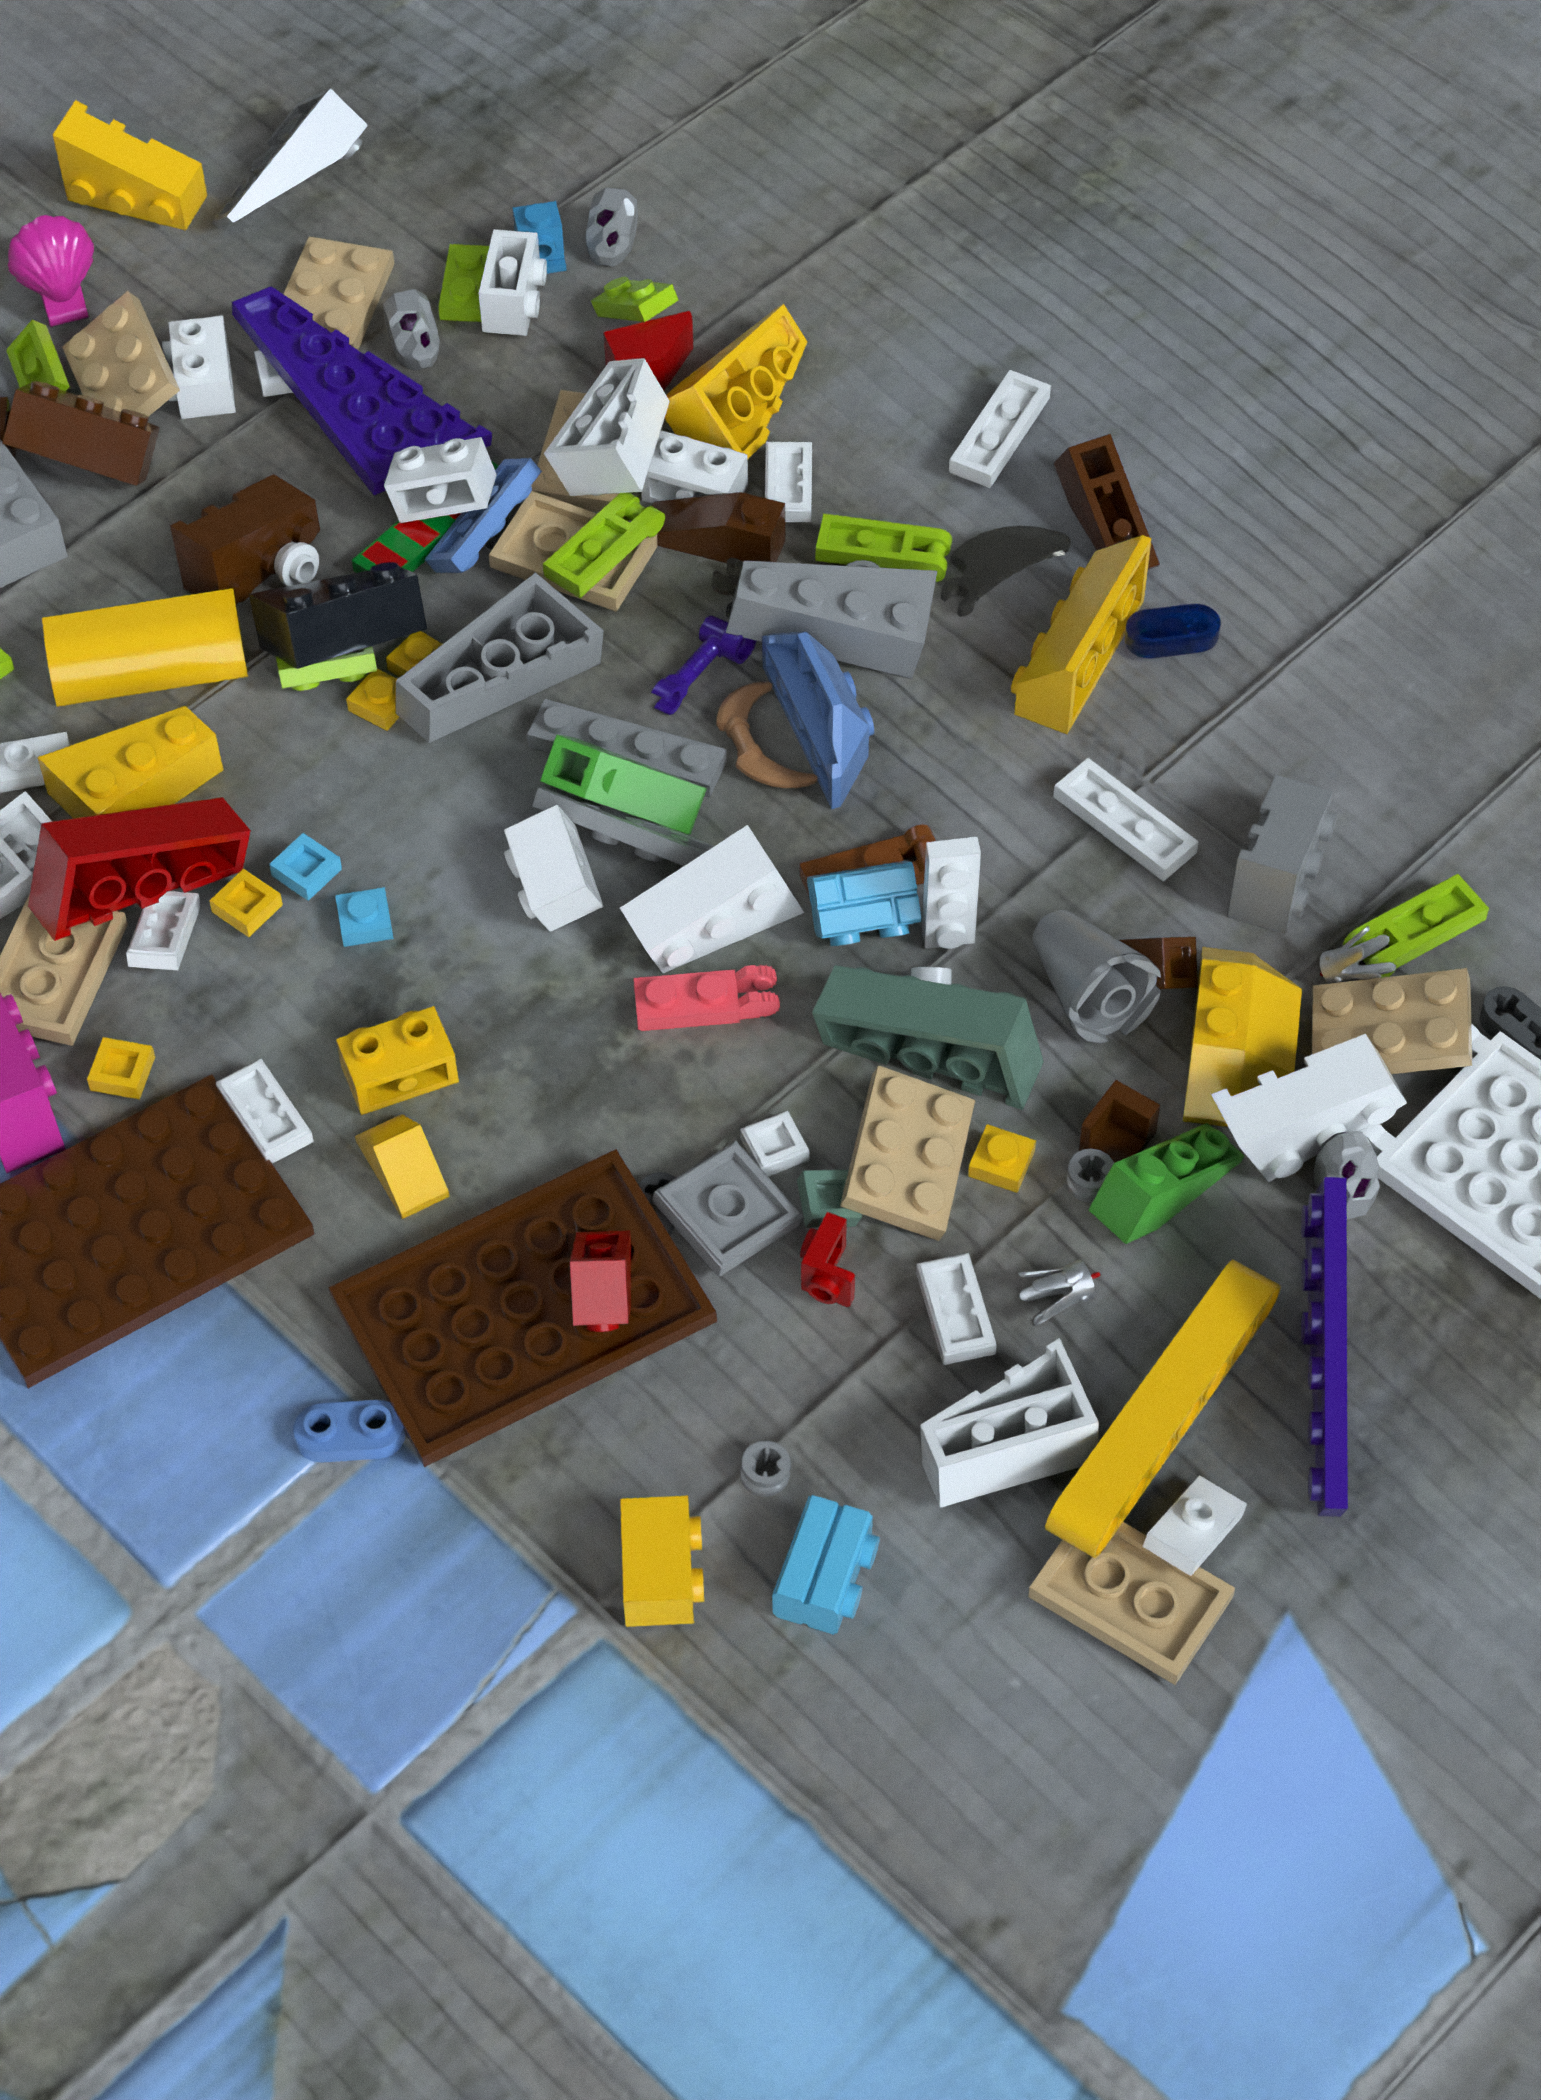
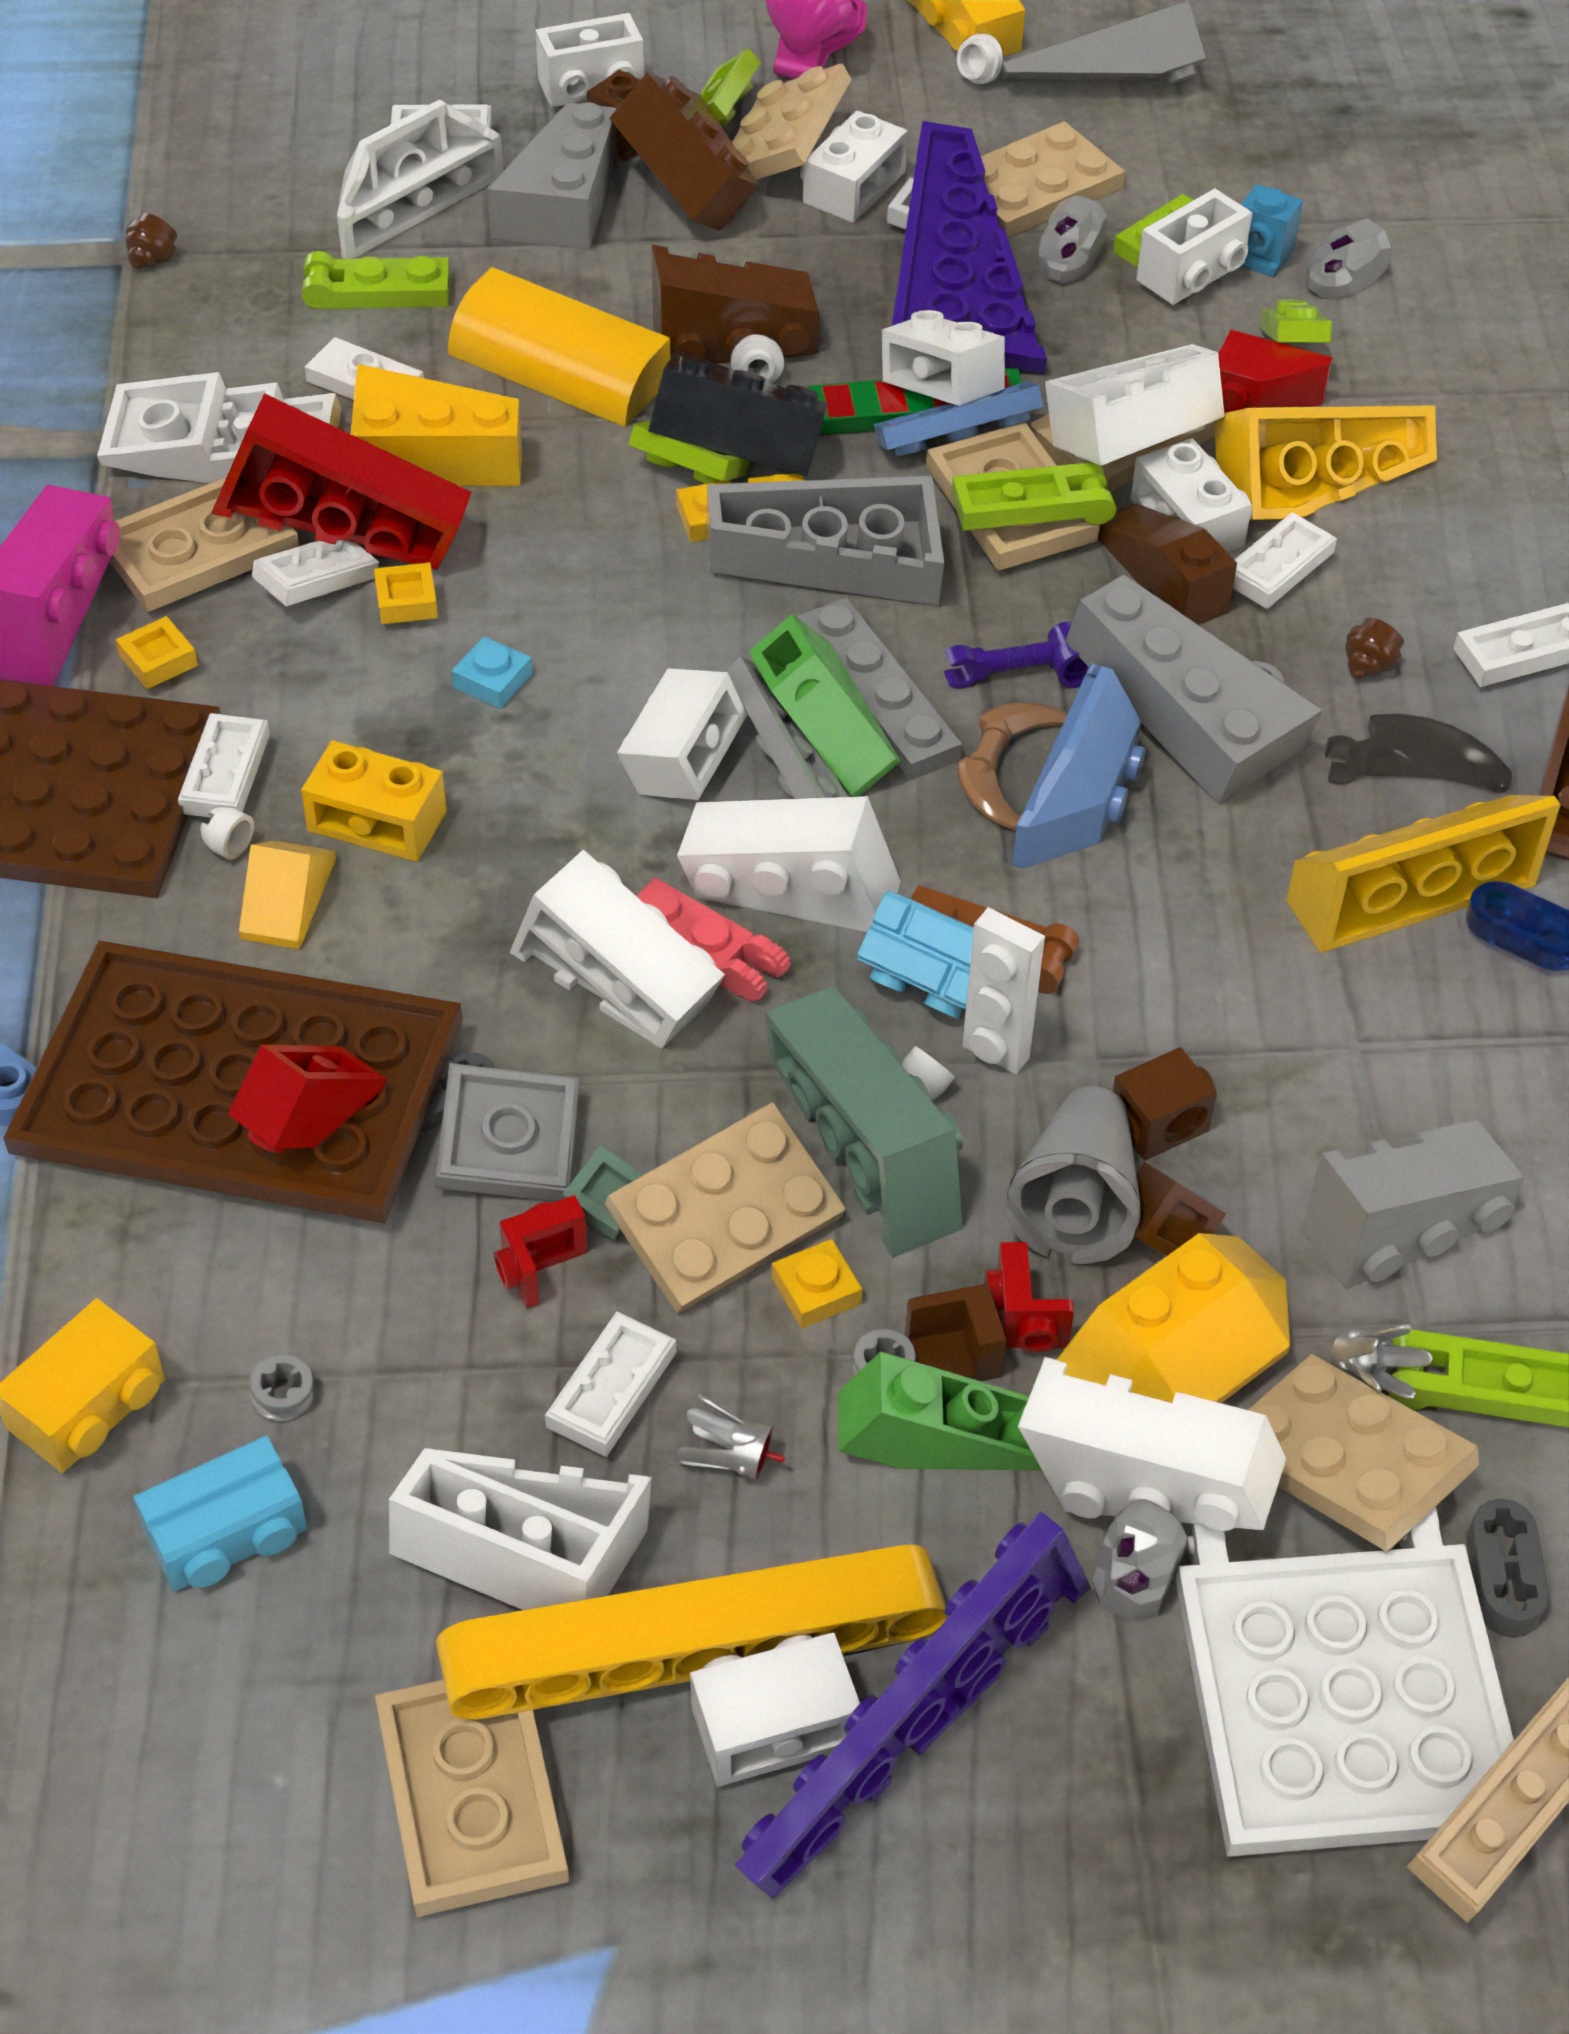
camera: 40 degrees right, 5 degrees down
(198, 221) = (980, 58): none -> white plate
(305, 866) = (486, 597): medium azure plate -> none
(321, 1151) = (227, 832): none -> white hinge
(673, 1040) = (617, 949): none -> white wedge
(775, 1144) = (620, 1113): white tile -> none
(883, 543) = (1312, 668): lime plate -> none
(906, 503) = (1372, 648): none -> reddish brown plate
(1089, 889) = (1166, 1102): none -> reddish brown brick
(1118, 1064) = (1026, 1322): none -> red bracket
(1125, 819) = (1285, 1064): white plate -> none
(1194, 1525) = (598, 1774): white plate -> none
(1249, 1411) = (772, 1707): none -> white brick

